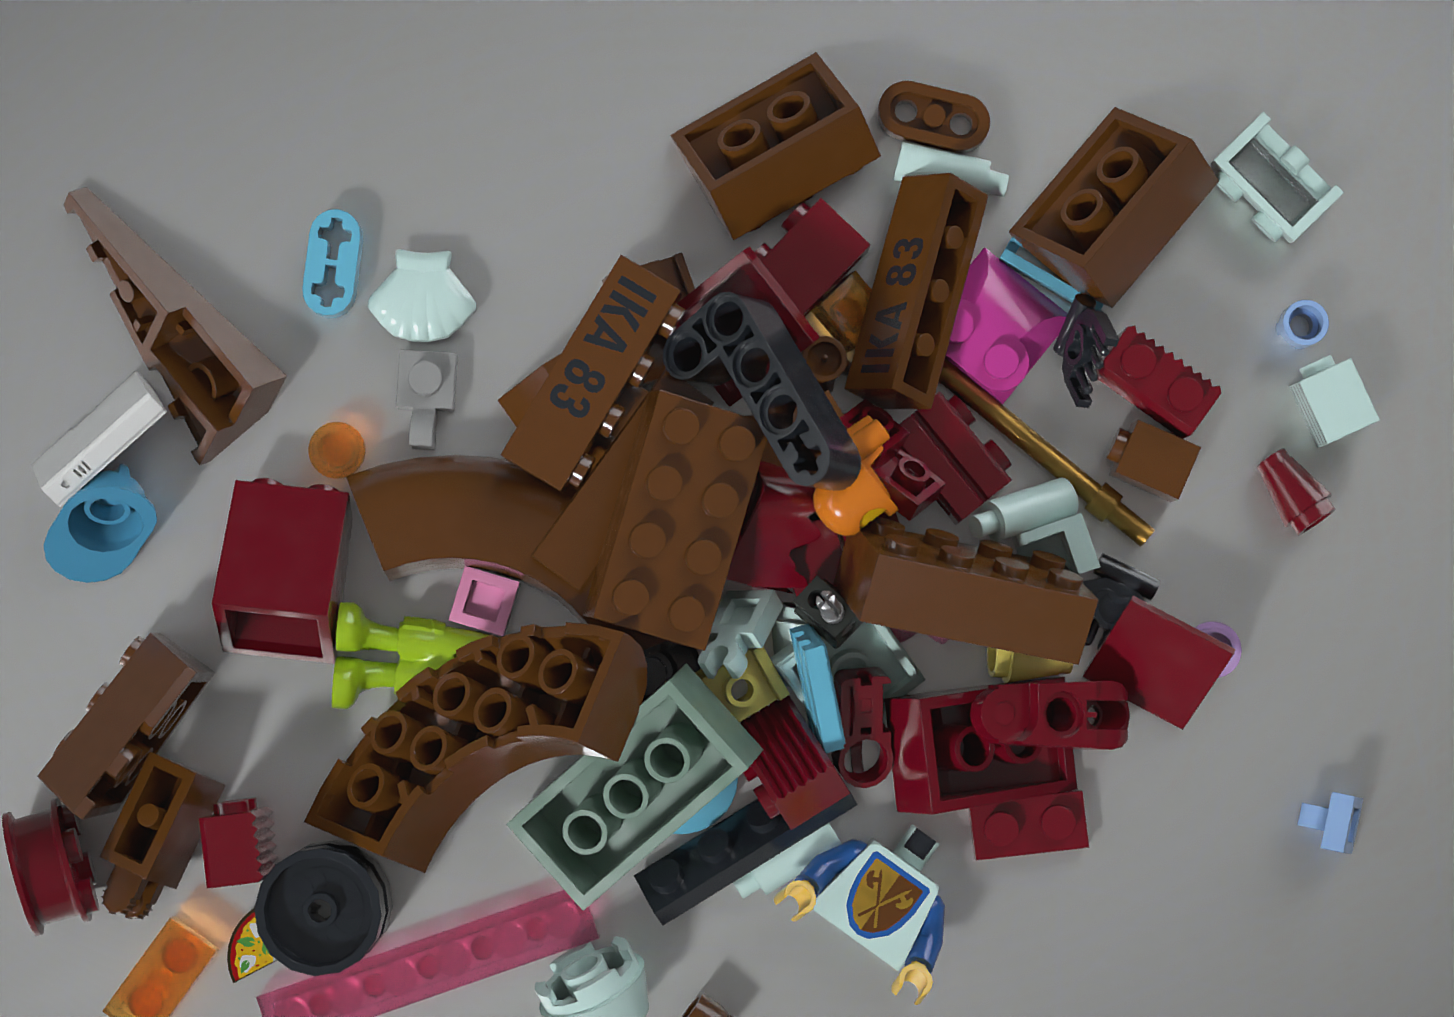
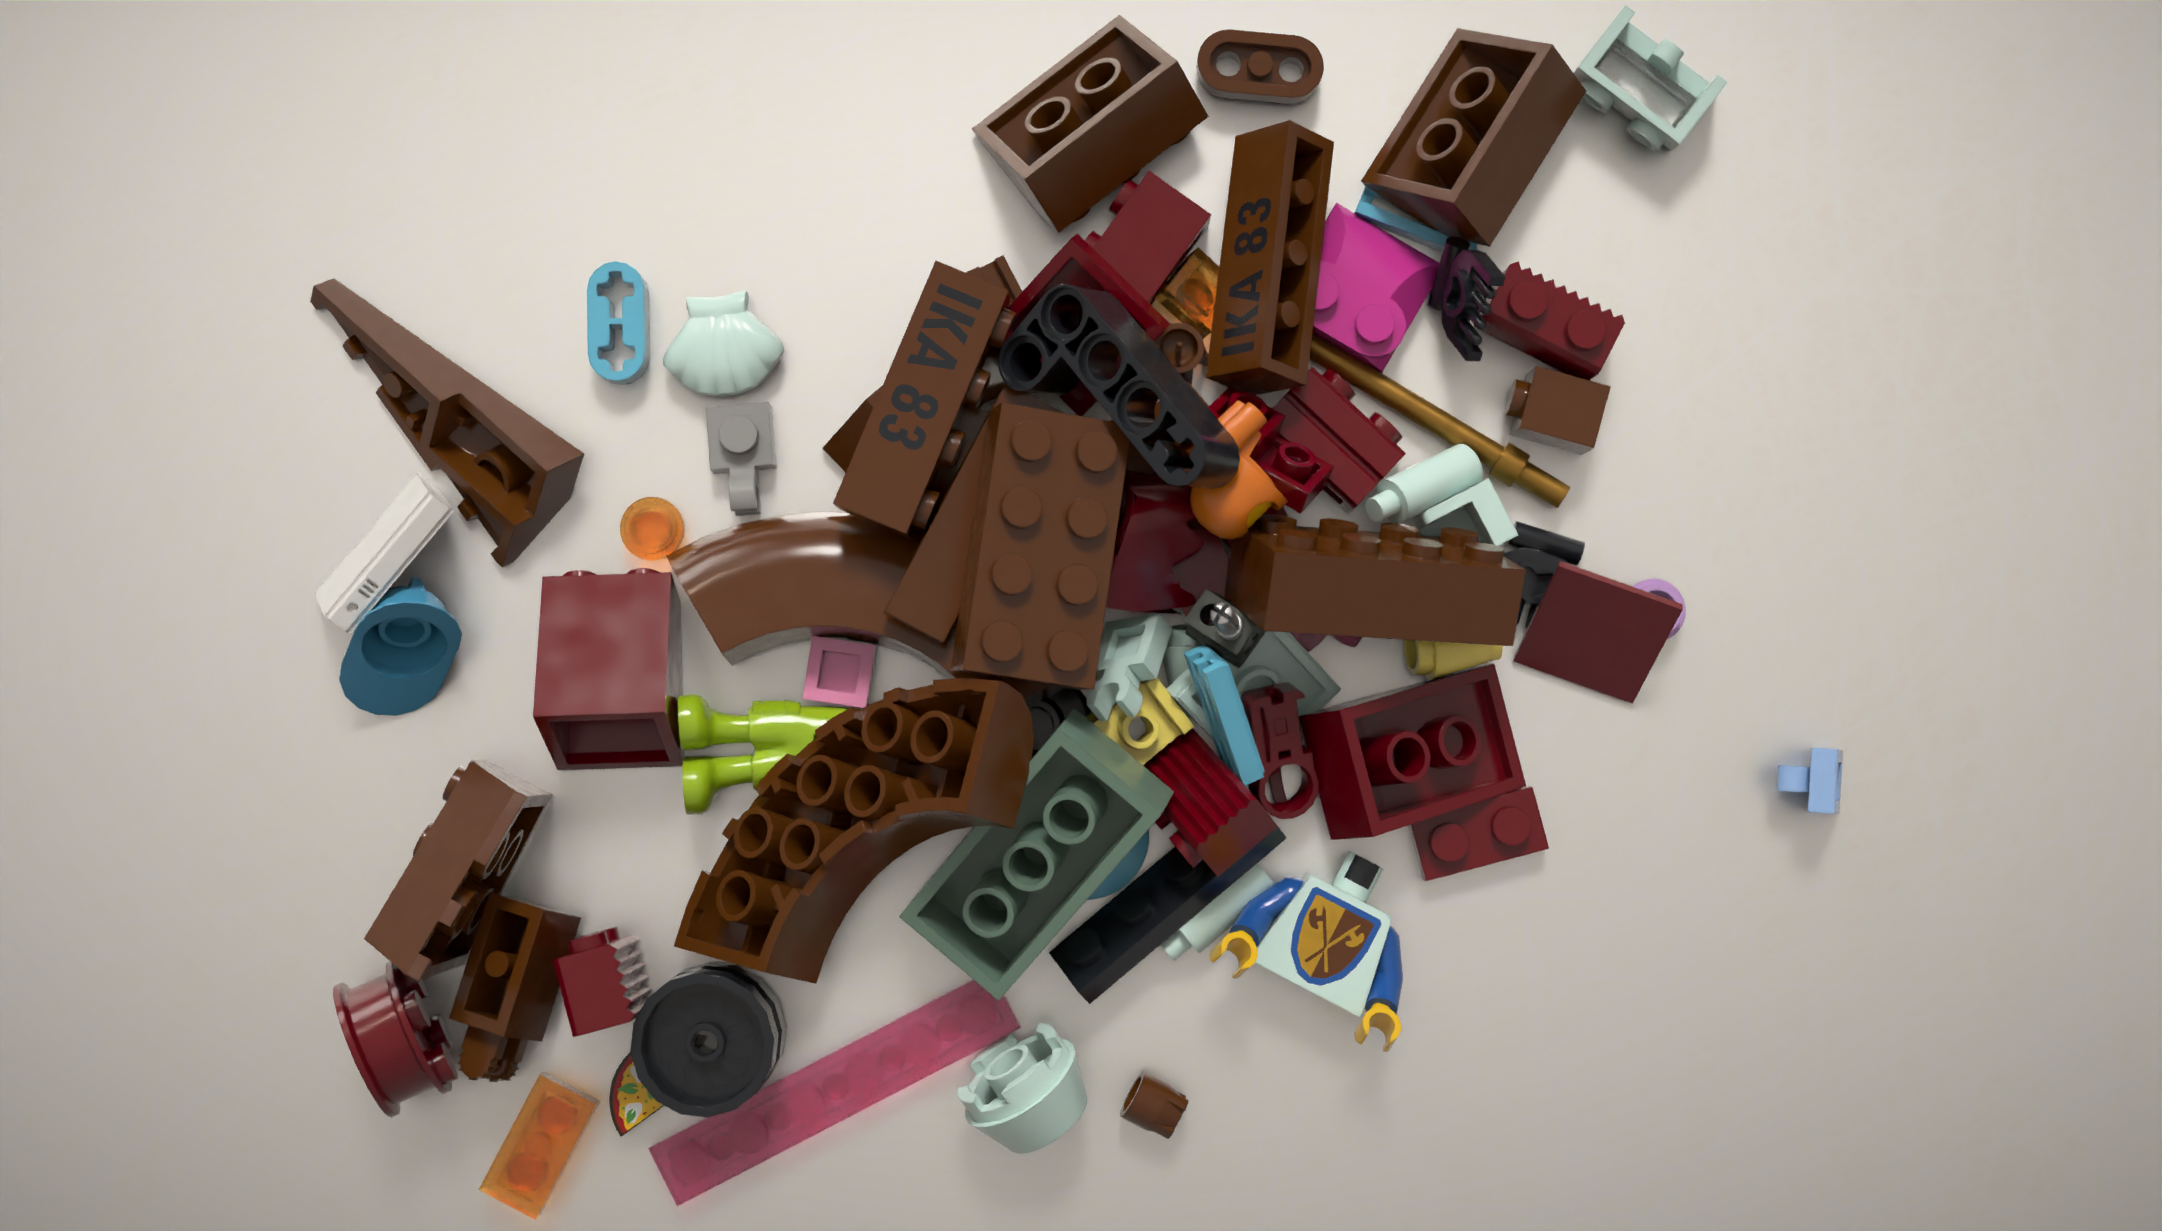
camera: 10 degrees left, 0 degrees up
(925, 160) = (1253, 114): light aqua cylinder -> none
(1018, 715) = (1453, 714): dark red piece -> none
(1295, 492) = (1719, 423): dark red cone -> none
(1316, 318) = (1714, 228): light blue hose -> none
(1333, 400) = (1747, 315): light aqua brick -> none

